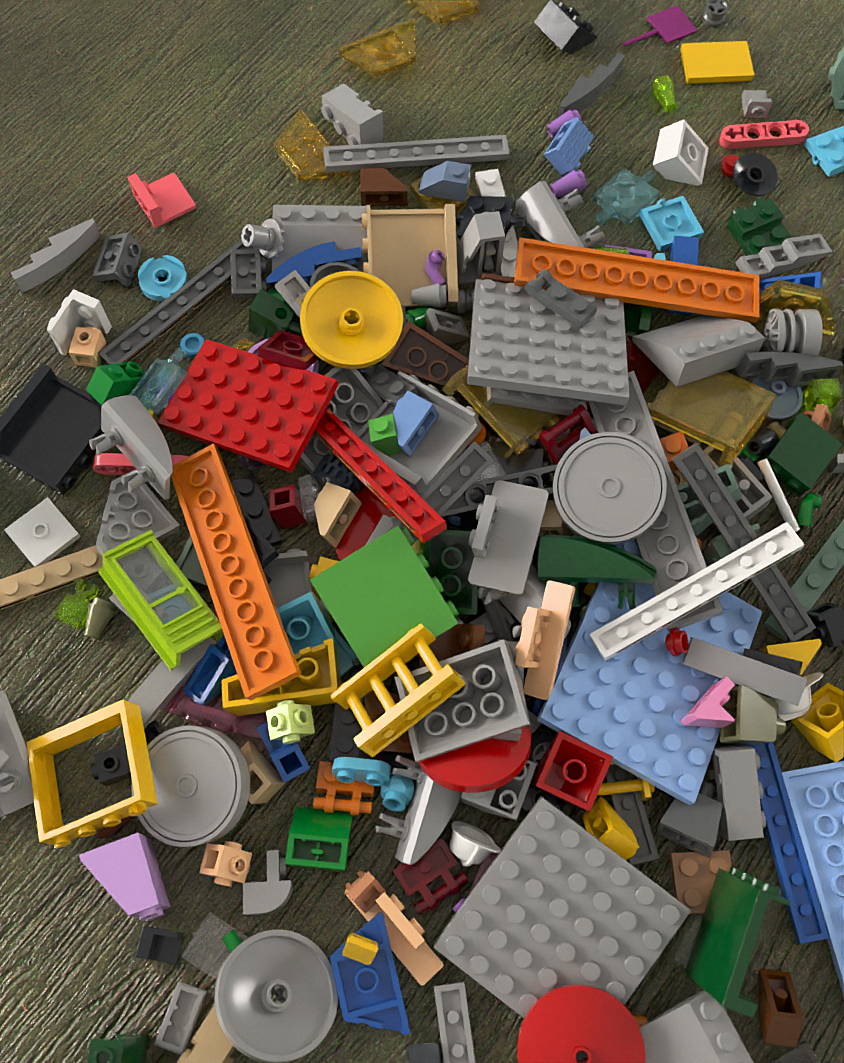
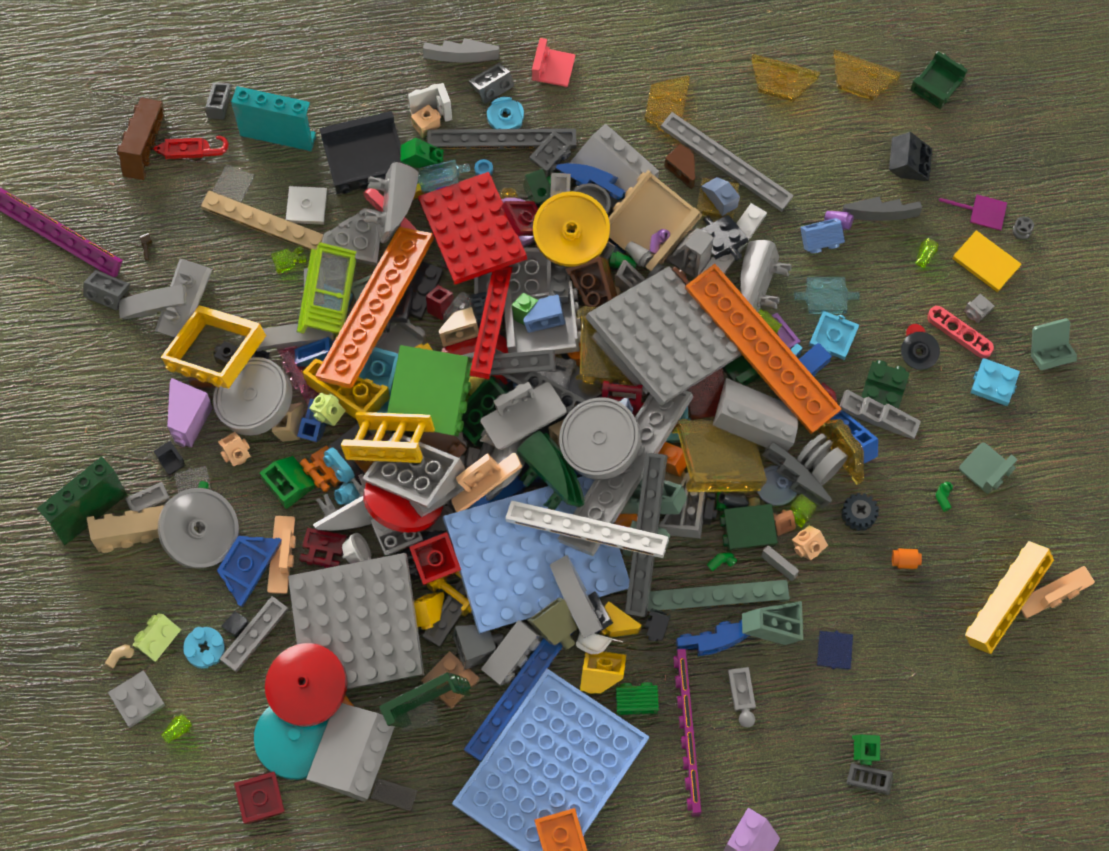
camera: 45 degrees right, 0 degrees up
(98, 617) = (291, 274): olive cone -> none
(265, 237) = (578, 139): light grey gear -> none
(268, 896) = (242, 484): light grey brick -> none
(352, 116) = (711, 107): light grey wedge -> none
(360, 948) = (254, 543): yellow slope -> none
(365, 891) = (283, 521): nougat tile -> none
(561, 299) = (696, 319): dark grey plate -> none
(569, 183) = (799, 258): medium lavender cone -> none
(677, 642) = (556, 549): red plate -> none
(680, 154) = (889, 299): white slope -> none
(709, 709) = (532, 595): bright pink slope -> none
(778, 494) = (710, 537): white bar -> none
(778, 1008) = (420, 764): reddish brown slope -> none

